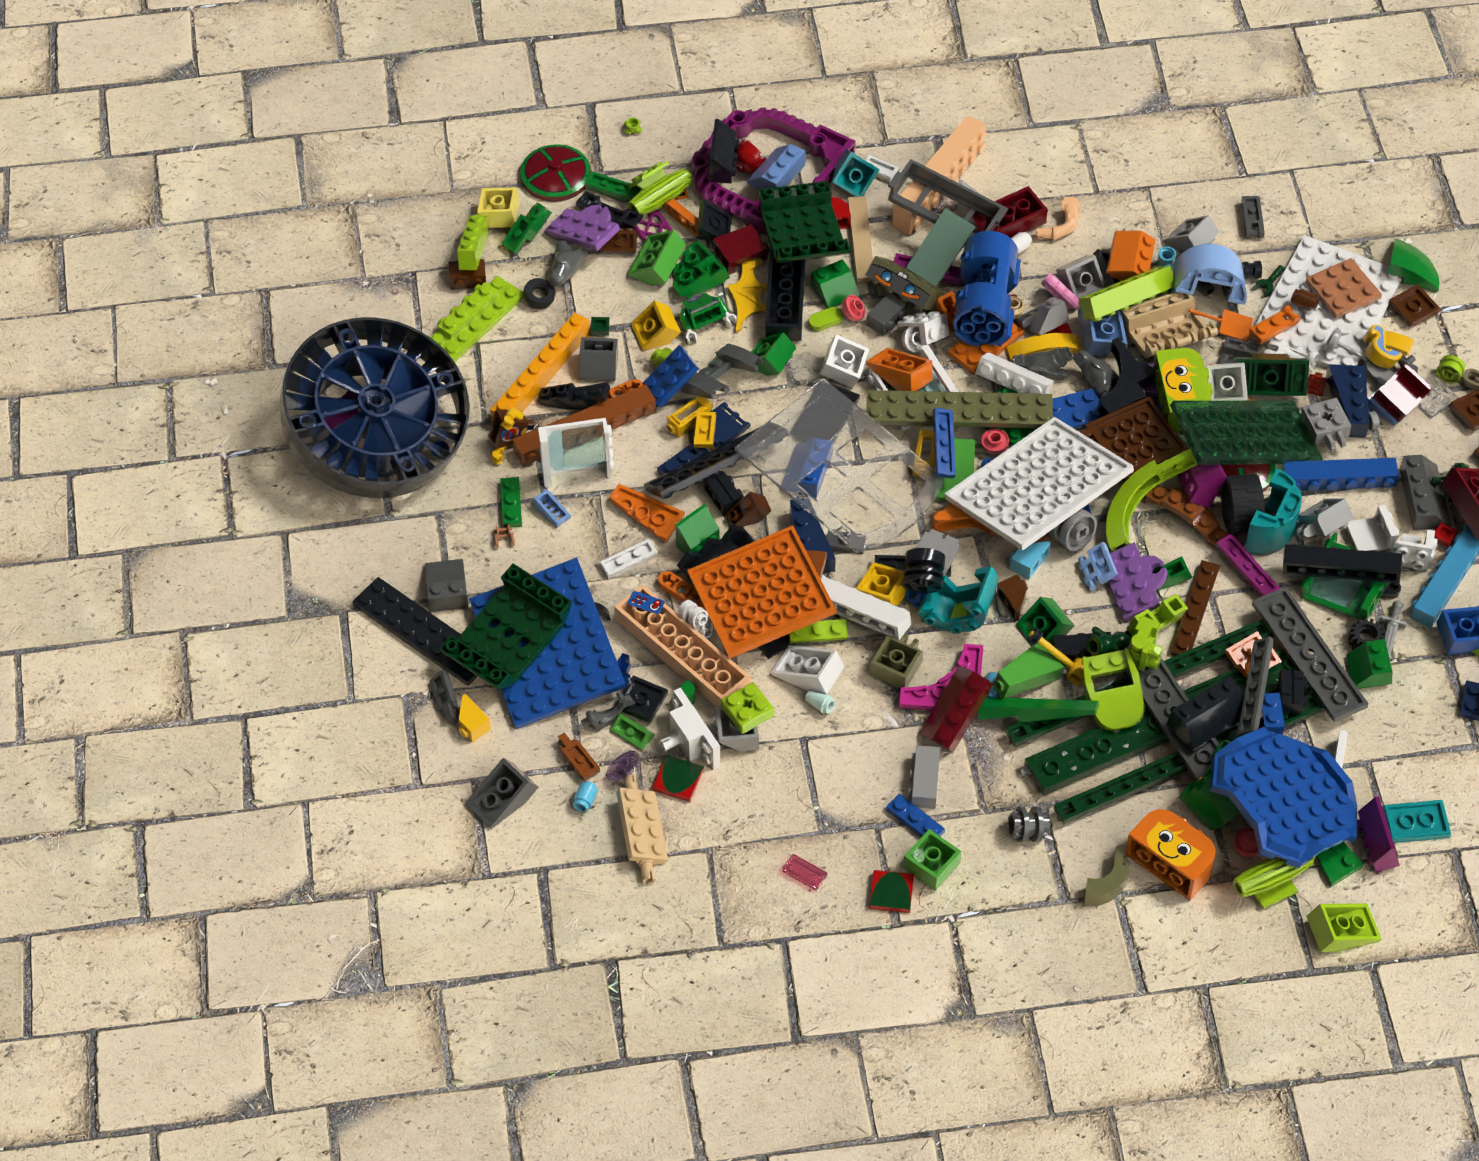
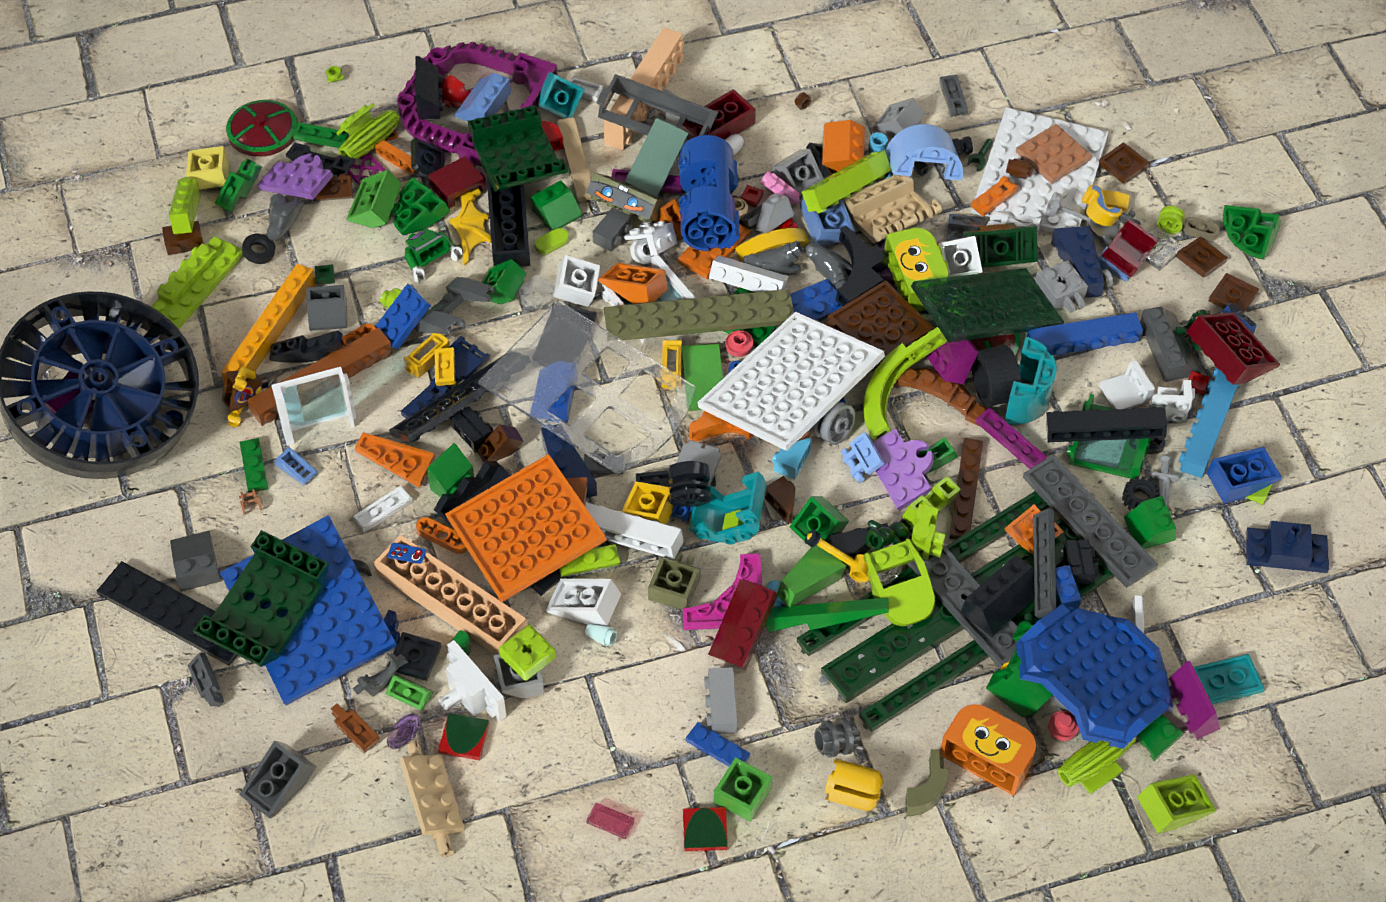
camera: 10 degrees left, 0 degrees up
(472, 720) = (237, 702): yellow slope -> none
(585, 796) = (367, 770): medium azure brick -> none
(655, 326) = (381, 268): yellow slope -> none
(696, 617) = (461, 563): white brick -> none
(853, 308) = (578, 227): coral plate -> none
(944, 443) = (689, 351): blue plate -> none
(1031, 296) = (752, 195): none -> red plate
(1037, 869) = (854, 785): none -> yellow cylinder
(1070, 210) = (777, 109): light nougat piece -> none
(1098, 205) = (802, 100): none -> reddish brown axle
(1232, 324) = (951, 200): orange piece -> none
(1316, 384) = (1045, 249): clear red tile -> none
(1324, 518) = (1078, 381): light grey hinge -> none
(1412, 266) = (1115, 125): green brick -> none

